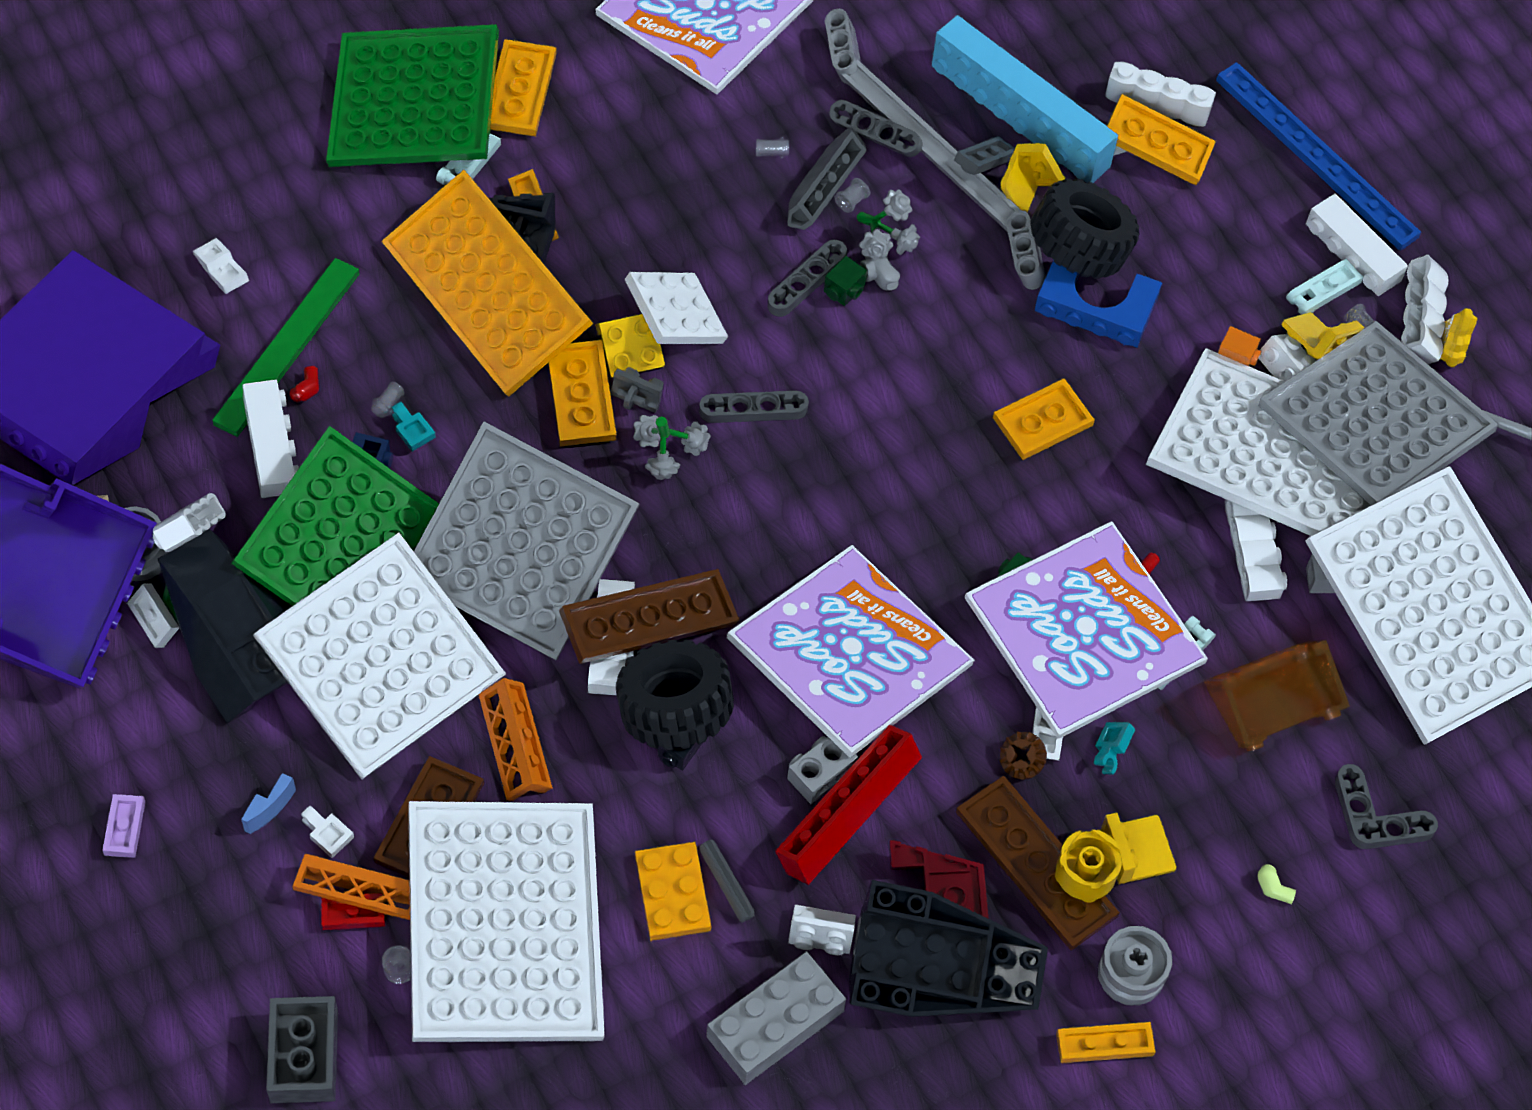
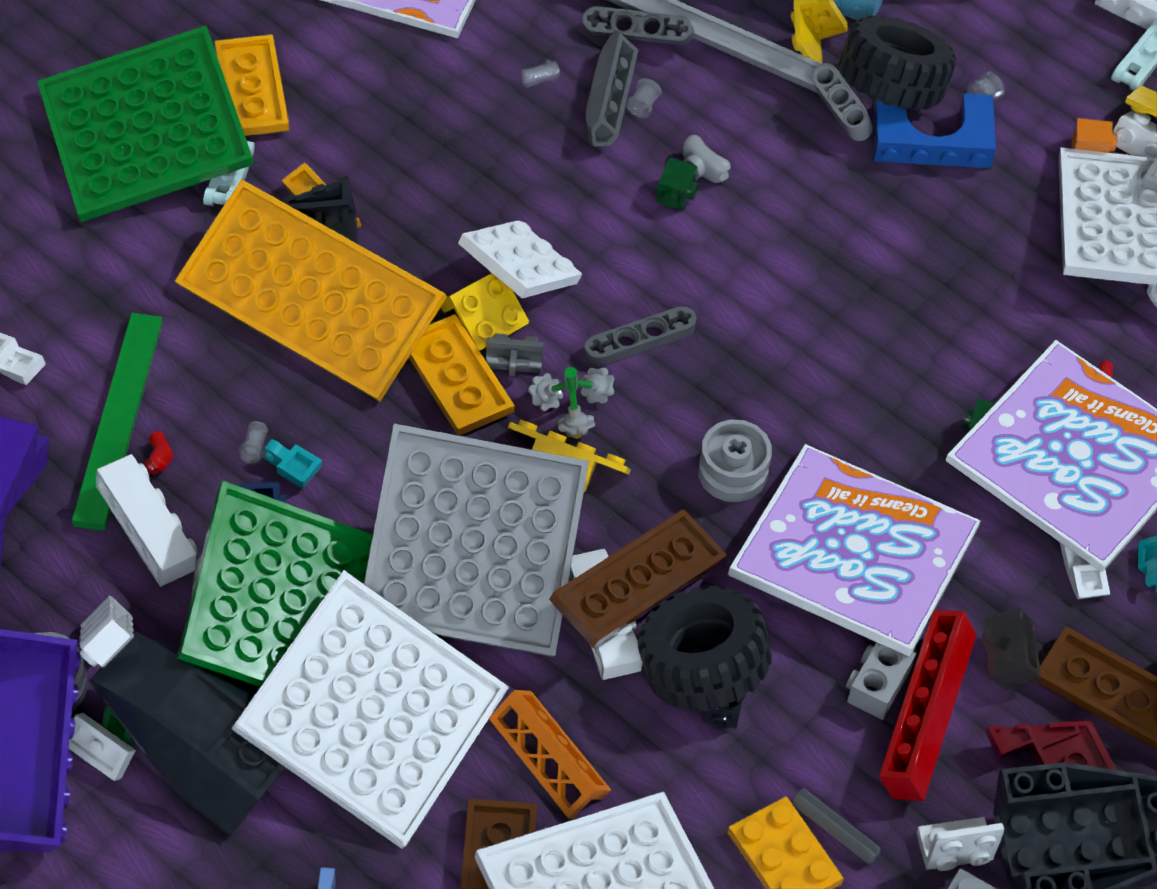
camera: 20 degrees left, 5 degrees down
(634, 485) = (555, 444): none -> yellow bracket
(781, 540) = (734, 460): none -> light grey wheel
(803, 275) = (633, 192): dark grey beam -> none
(877, 243) = (699, 134): light grey plant -> none
(945, 780) = (1011, 649): none -> clear smoke brick
(984, 156) = (762, 22): dark grey plate -> none
(1036, 755) = (1078, 614): reddish brown gear -> none
(1043, 419) = (936, 262): light orange plate -> none
(1164, 273) = (987, 85): none -> clear wheel

